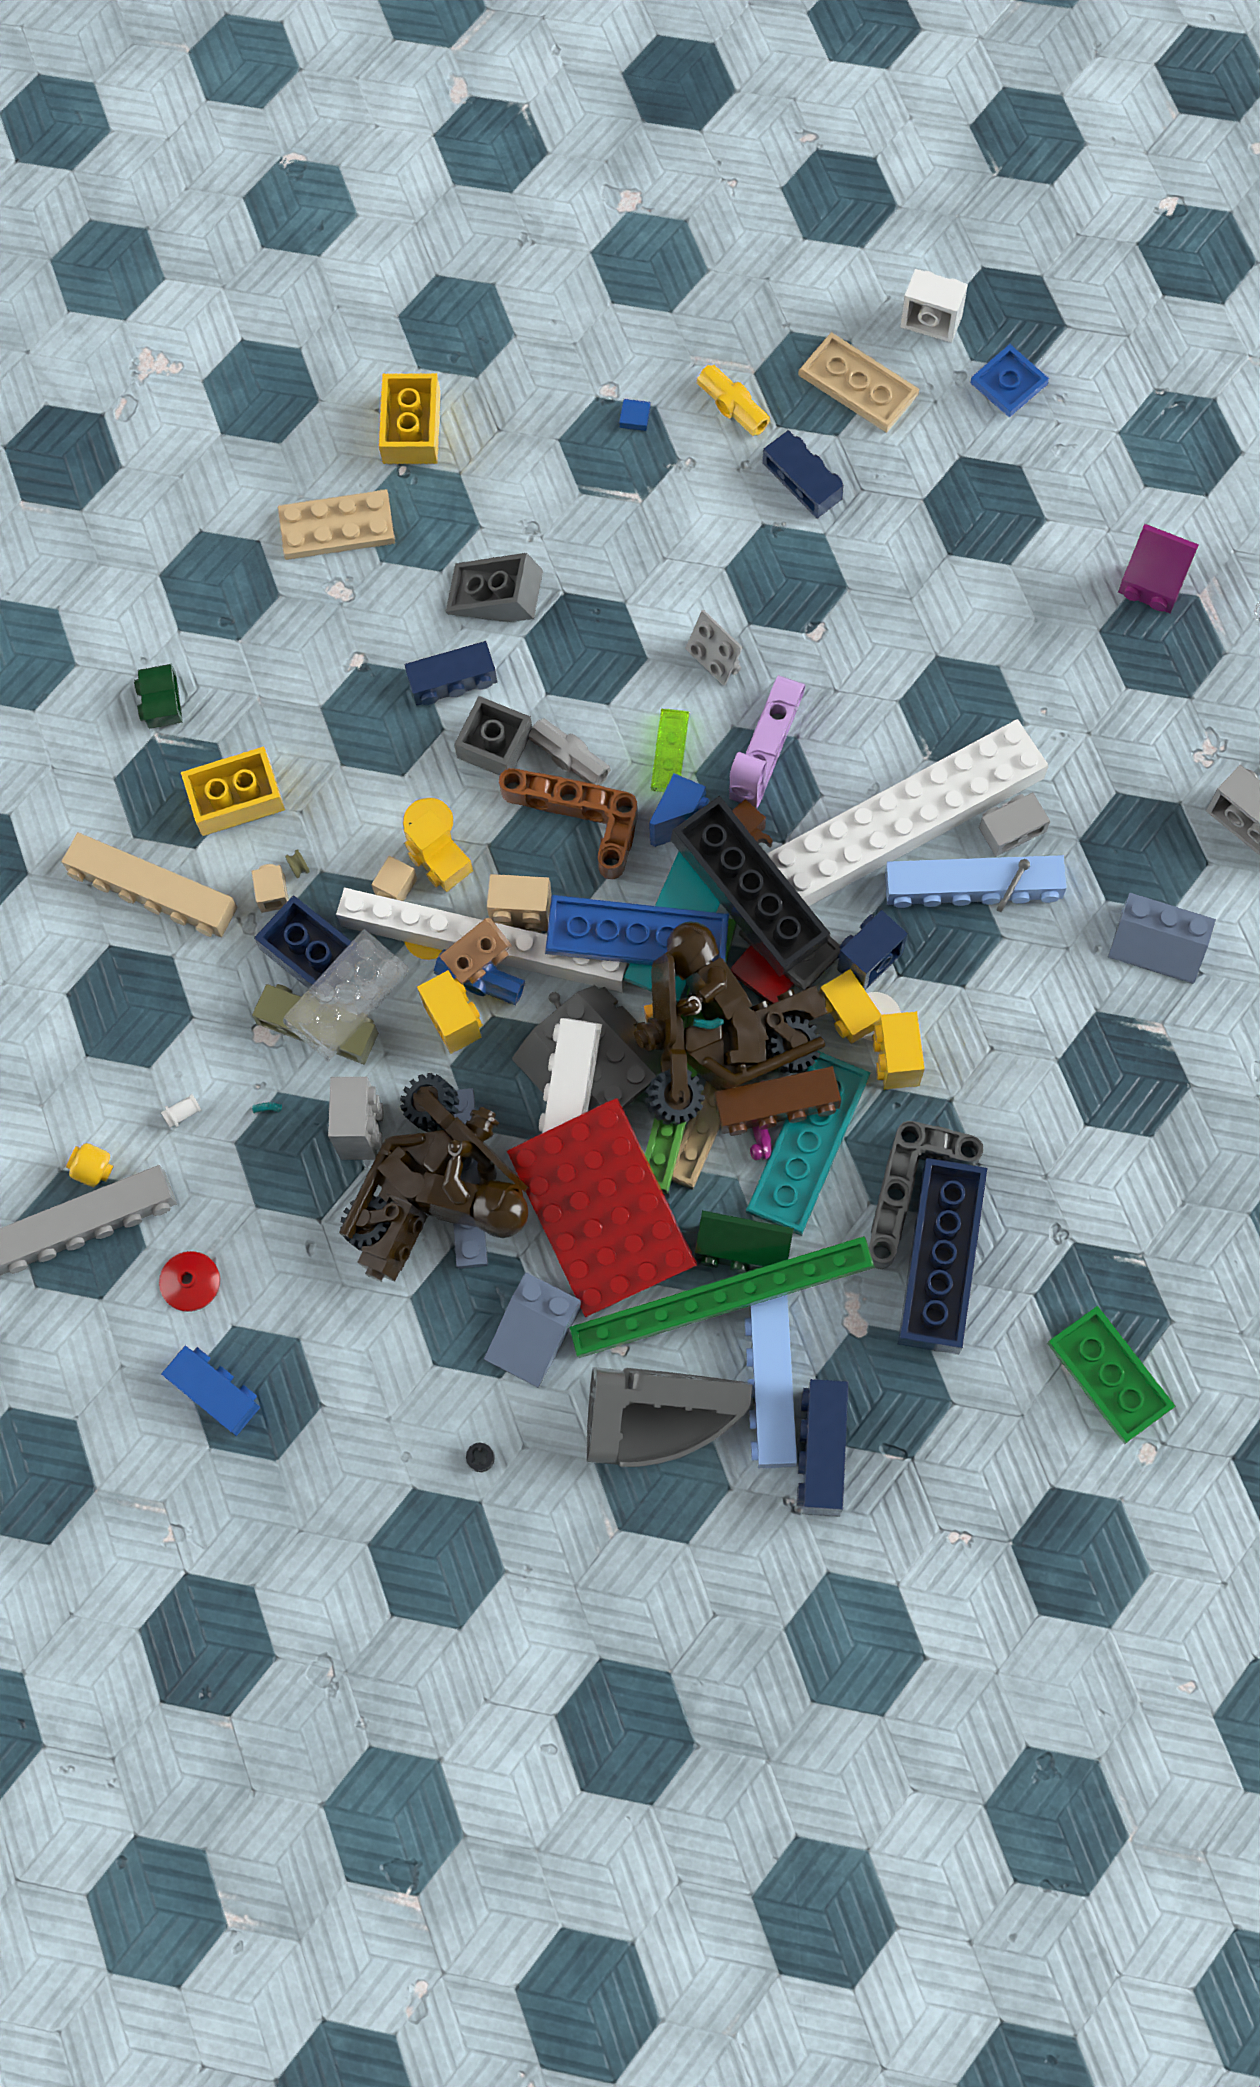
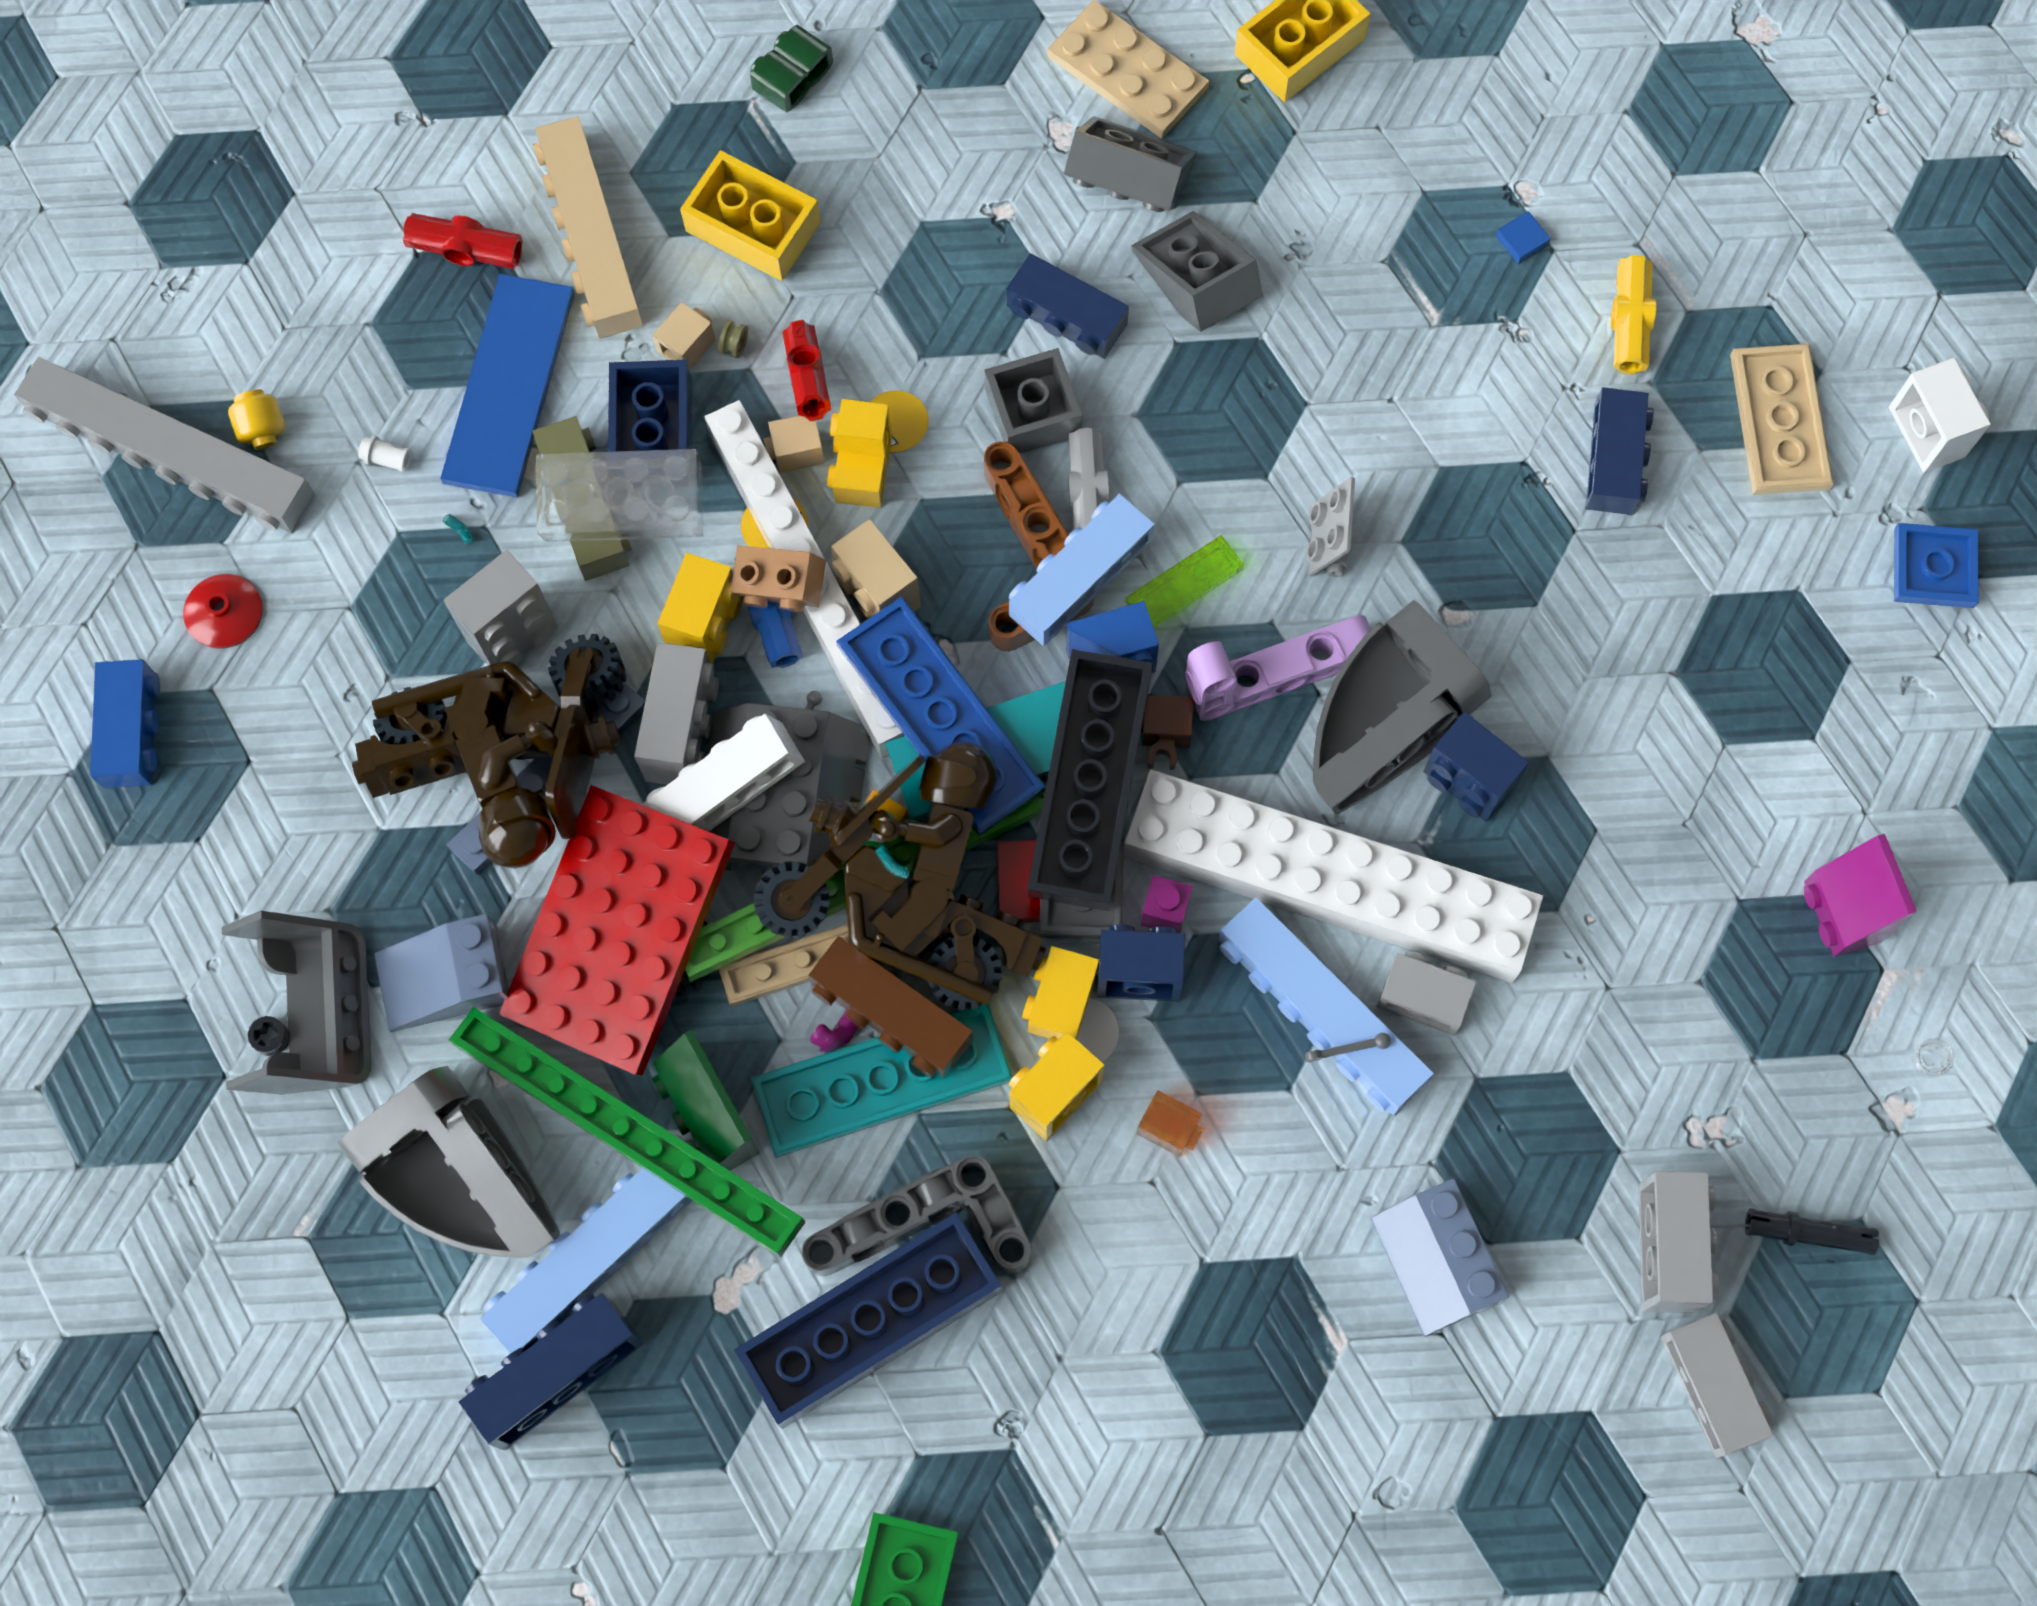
camera: 45 degrees right, 0 degrees up
(88, 960) = (462, 240): none -> red piece
(203, 1009) = (507, 386): none -> blue tile
(359, 838) = (806, 370): none -> red piece
(397, 570) = (1129, 164): none -> dark grey slope
(487, 1410) = (324, 1002): none -> dark grey windscreen
(502, 1075) = (675, 712): none -> light grey brick
(621, 792) = (1080, 569): none -> light blue brick
(843, 701) = (1391, 706): none -> dark grey panel
(847, 912) = (1166, 904): none -> magenta brick
(916, 692) = (1474, 767): none -> dark blue brick
(970, 1012) = (1170, 1124): none -> clear orange brick

